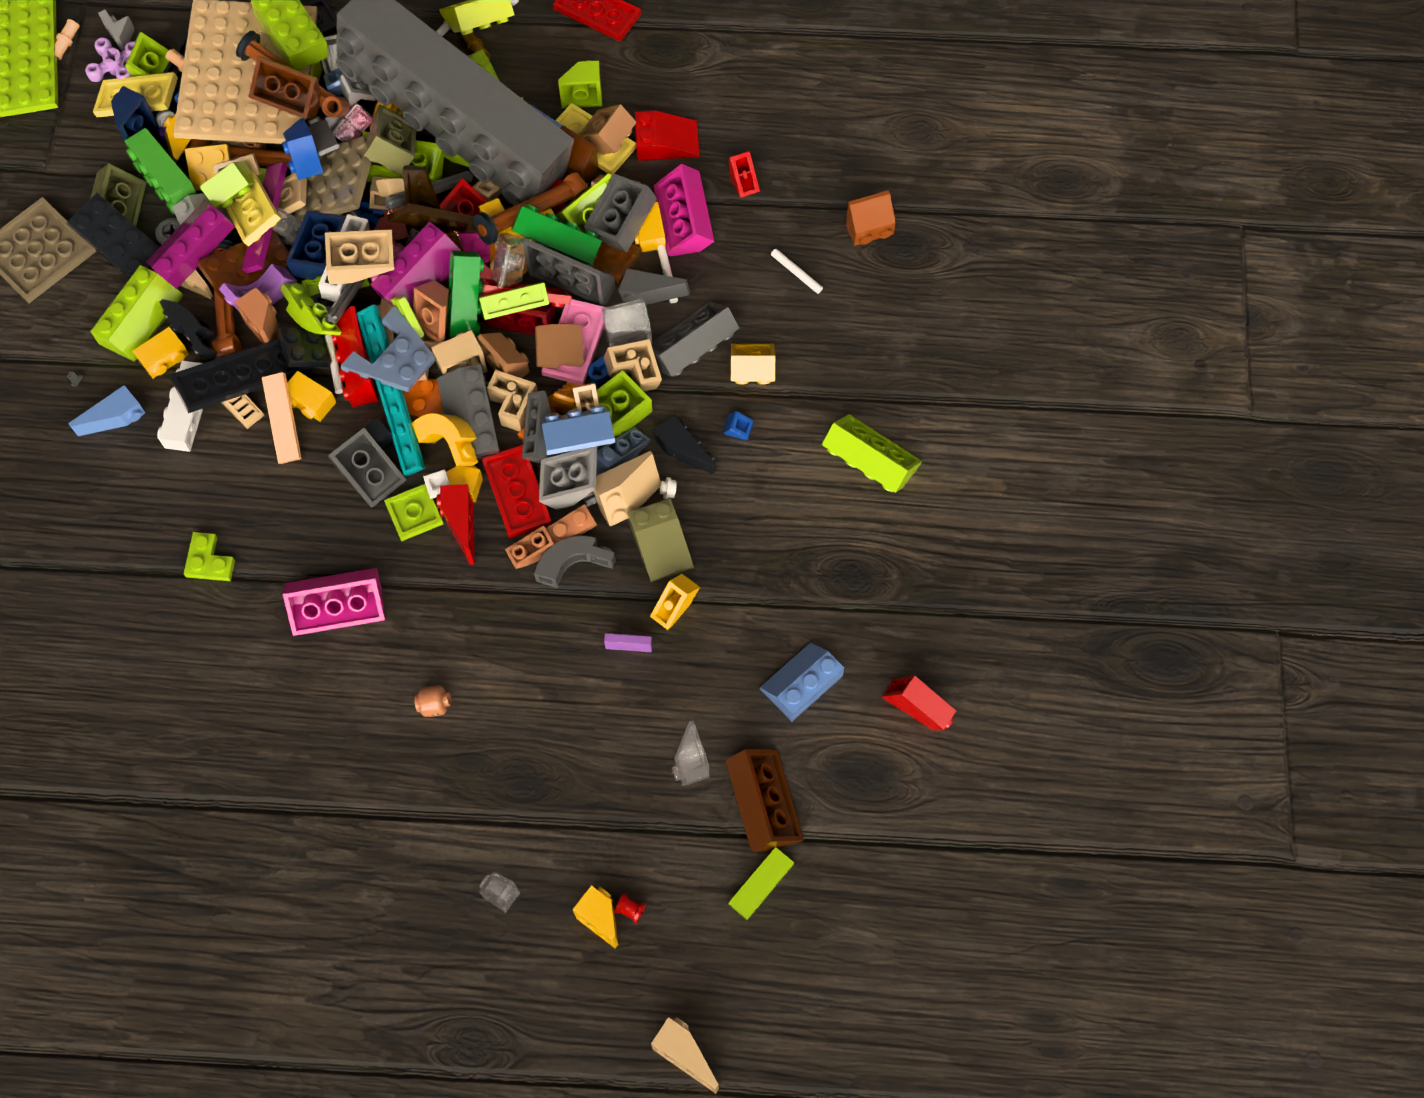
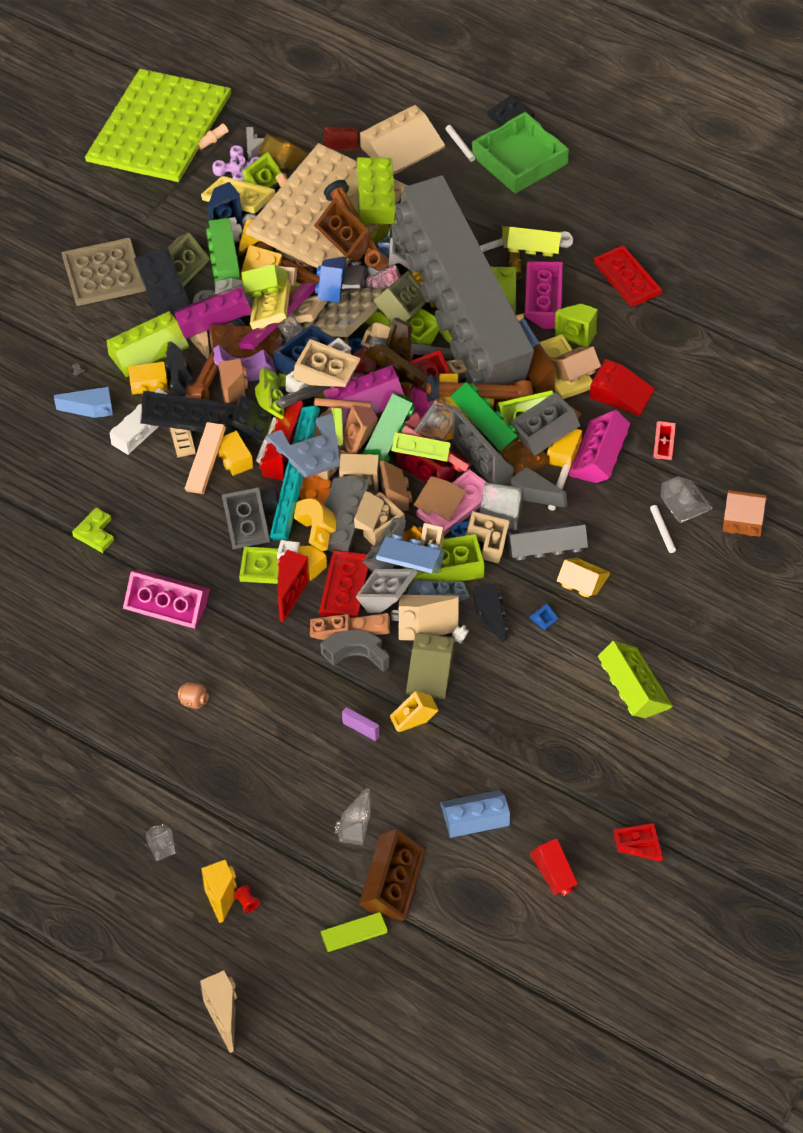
camera: 30 degrees right, 15 degrees down
(156, 24) = (282, 152): none -> clear yellow slope
(158, 135) = (236, 230): none -> white plate
(399, 290) = (340, 403): none -> nougat bar
(499, 400) = (368, 512): none -> tan slope
(528, 65) = (543, 292): none -> dark pink slope
(799, 229) = (684, 498): none -> clear slope
(982, 628) = (638, 841): none -> red wing

